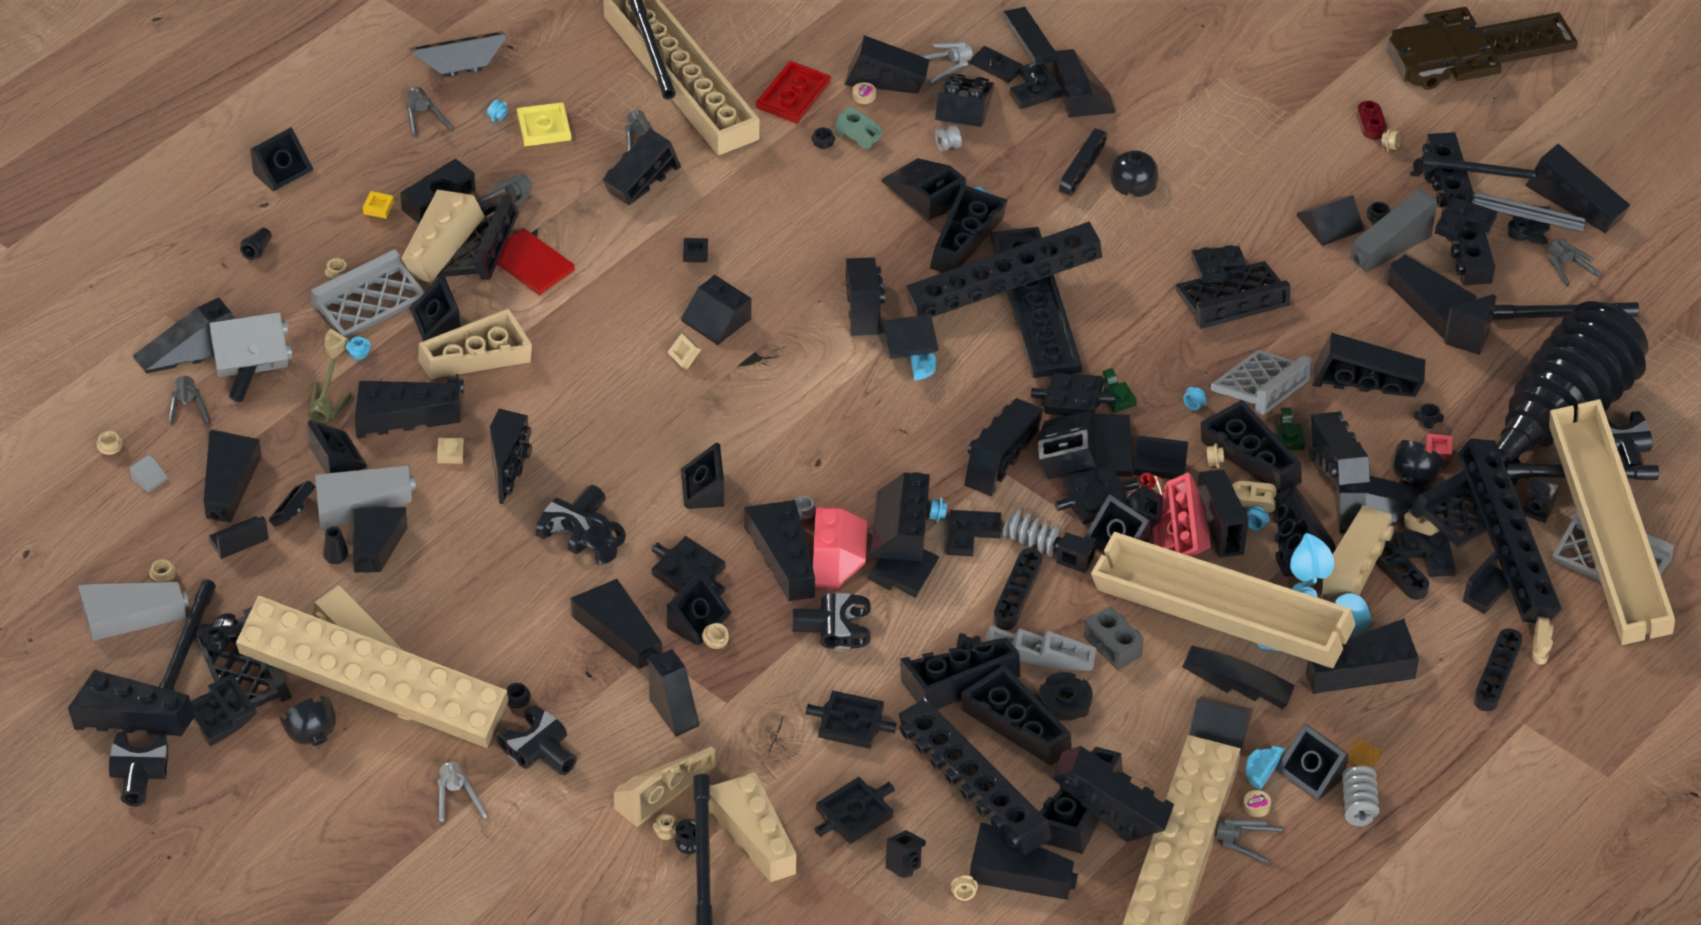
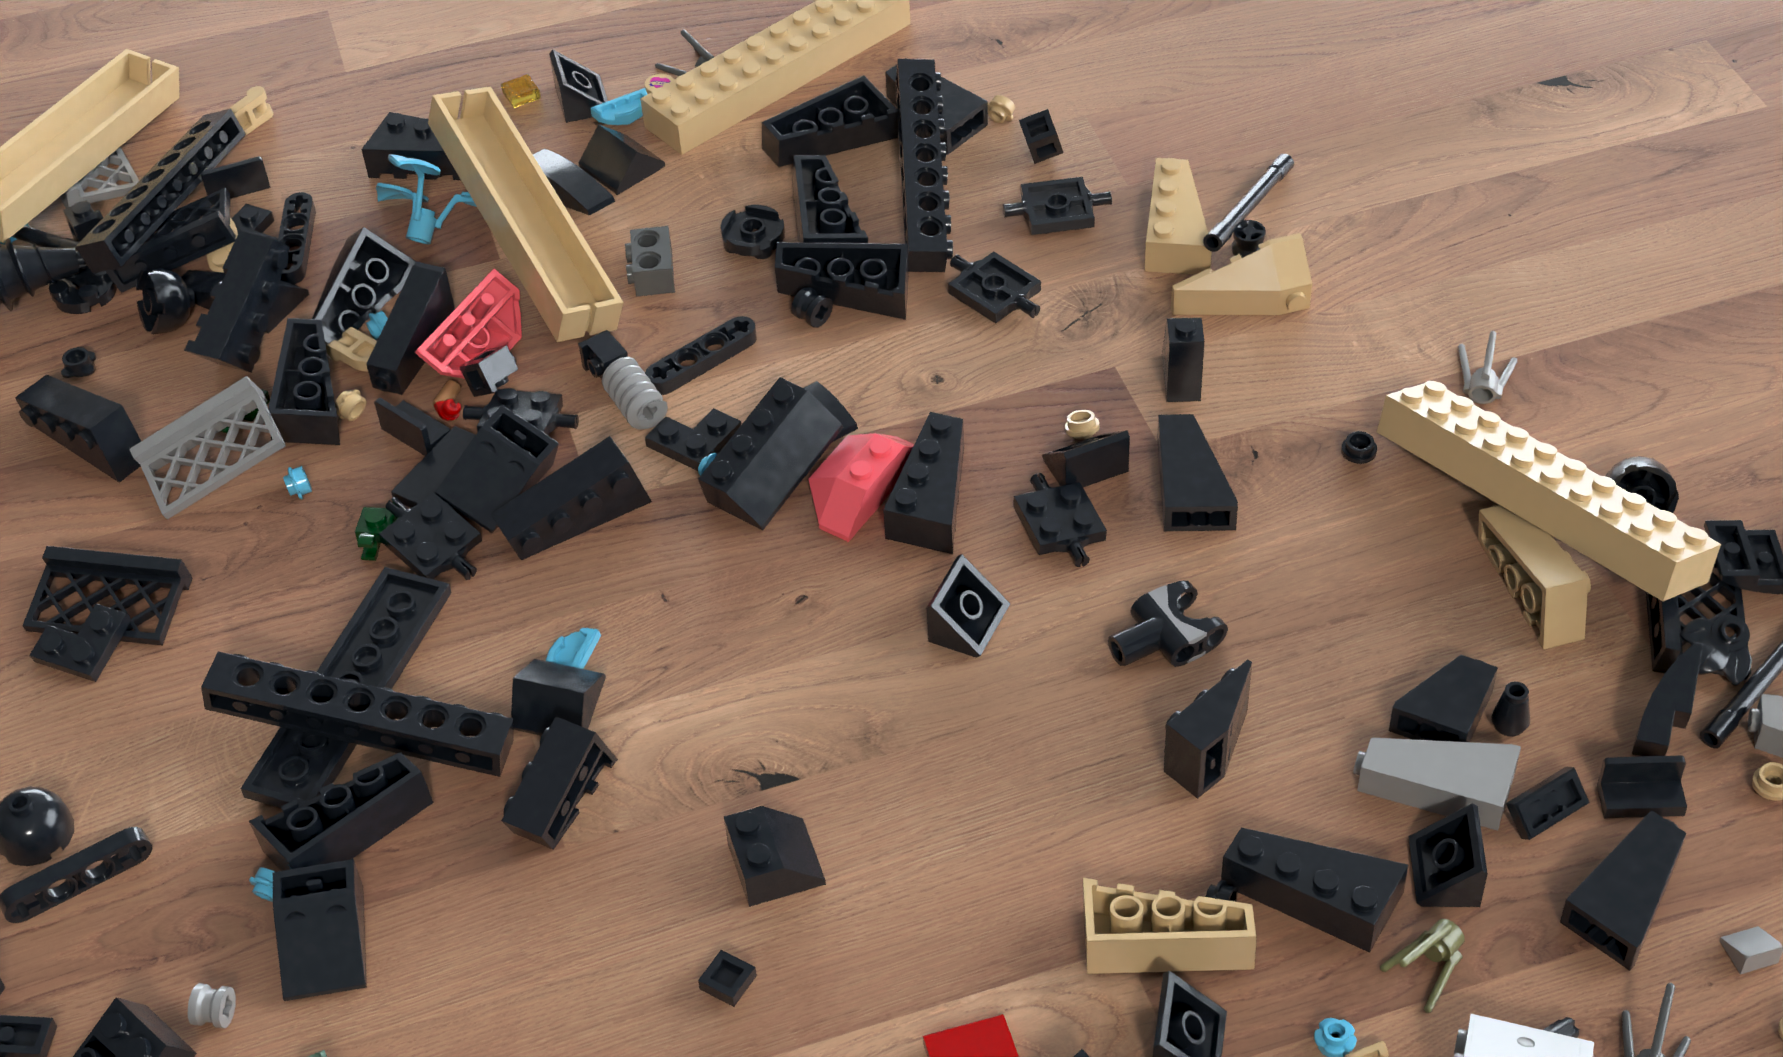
camera: 145 degrees left, 0 degrees up
(239, 577) = (1669, 704): none -> black slope
(450, 450) = (1277, 806): tan plate -> none
(538, 742) = (1358, 381): black connector -> none
(600, 537) = (1132, 586): black plate -> none
(684, 350) = (863, 809): tan plate -> none
(806, 507) = (867, 535): light grey plate -> none
(834, 621) = (935, 388): black connector -> none
(1048, 651) = (731, 281): light grey slope -> none
(1111, 795) = (809, 70): black wedge -> none
(1118, 518) = (541, 360): black slope -> none
(1358, 553) = (329, 220): tan wedge -> none
(1360, 795) = (570, 39): light grey piece -> none
(1441, 444) = (112, 323): coral plate -> none
(1497, 669) = (345, 99): black beam -> none

